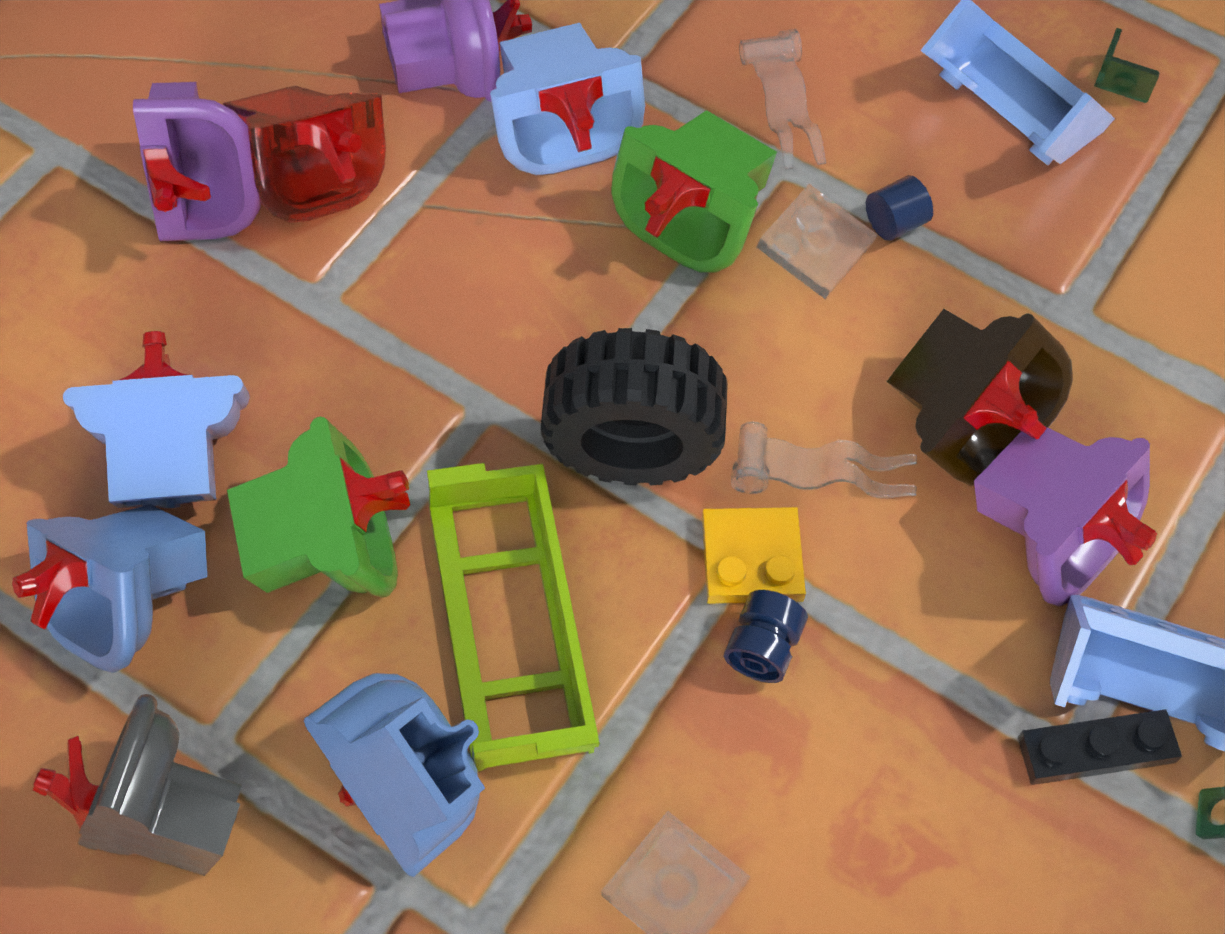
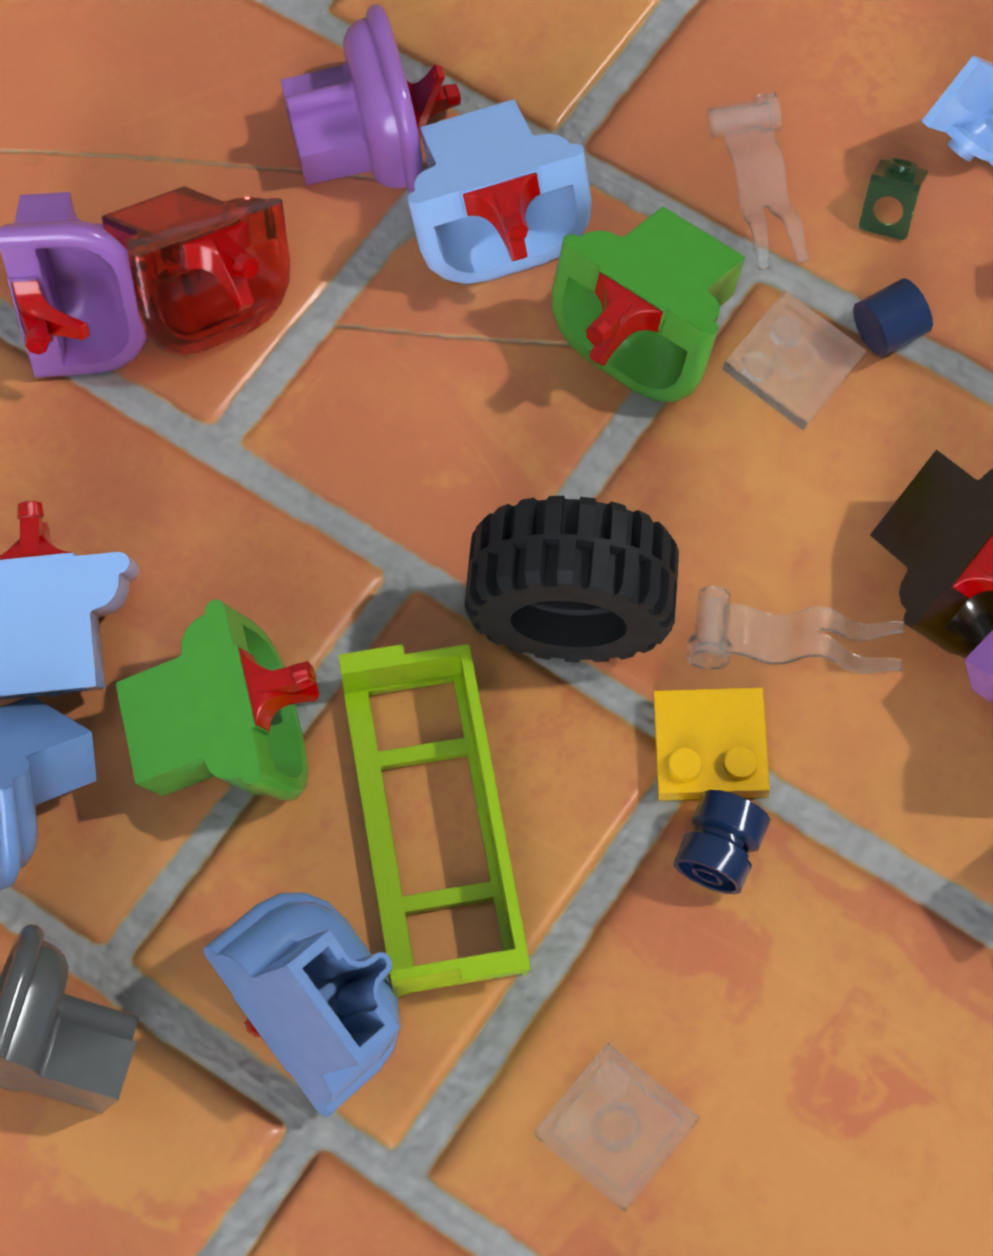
camera: 10 degrees right, 5 degrees up
(900, 100) = (898, 180): none -> clear green bracket

